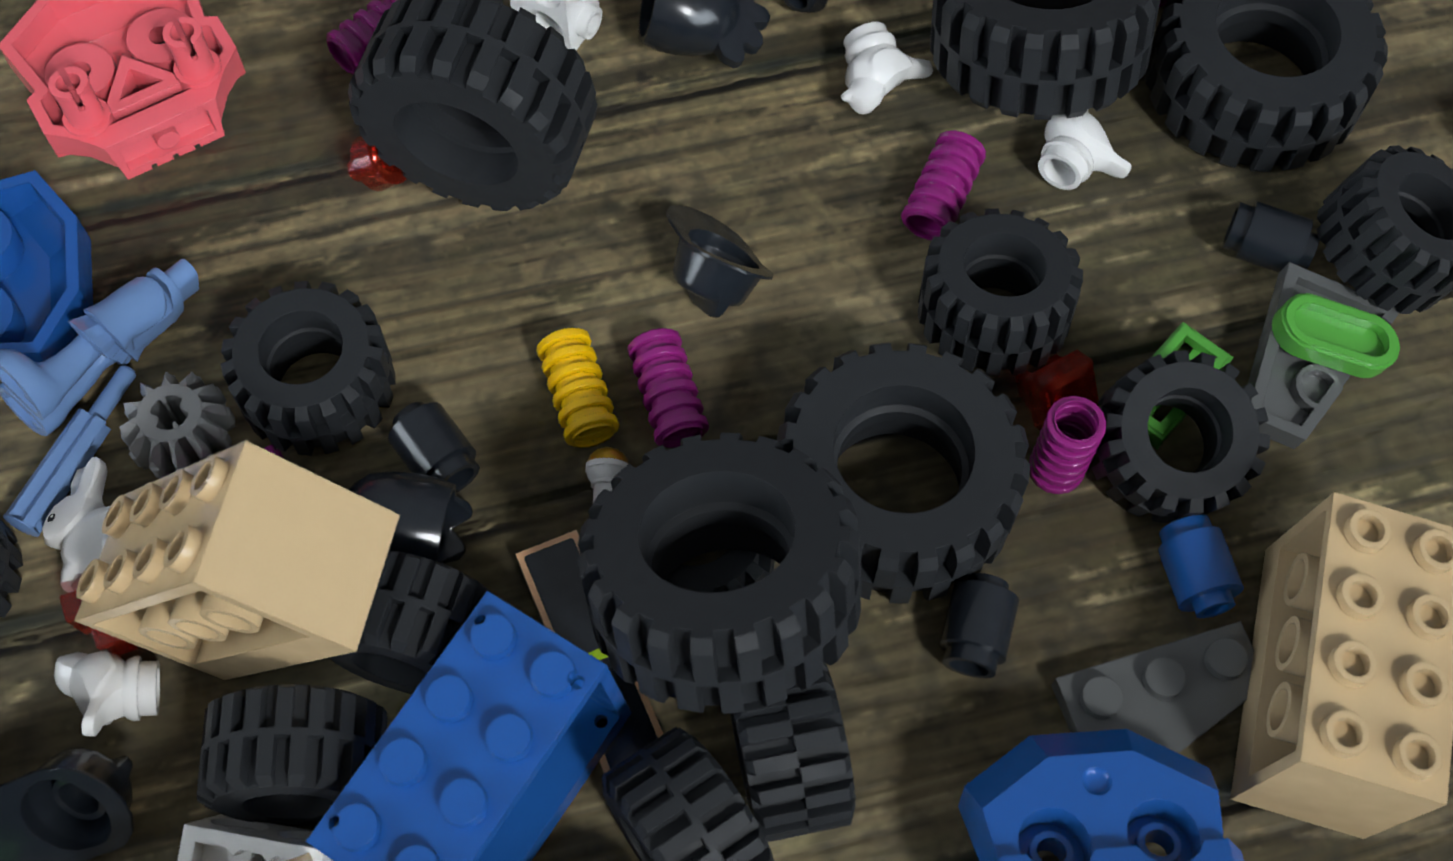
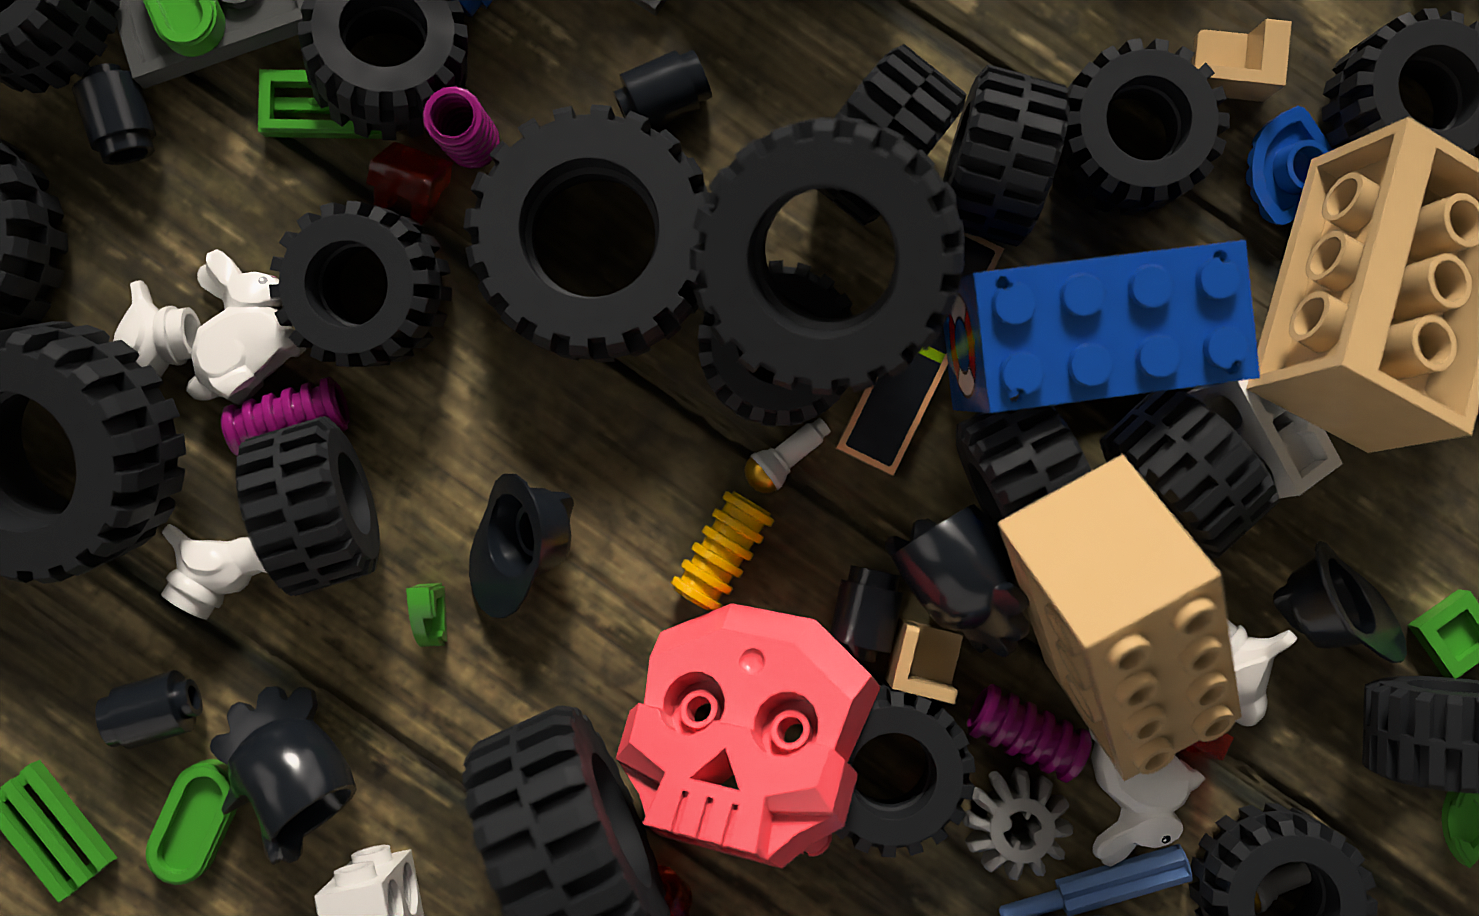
camera: 130 degrees left, 25 degrees up
(352, 447) = (924, 660): none -> tan panel
(414, 236) = (760, 678): none -> coral brick
(667, 386) = (663, 481): magenta piece -> none
(722, 172) = (427, 614): none -> bright green tile
(862, 135) = (307, 506): none -> black tyre
(1029, 183) = (244, 340): none -> white animal

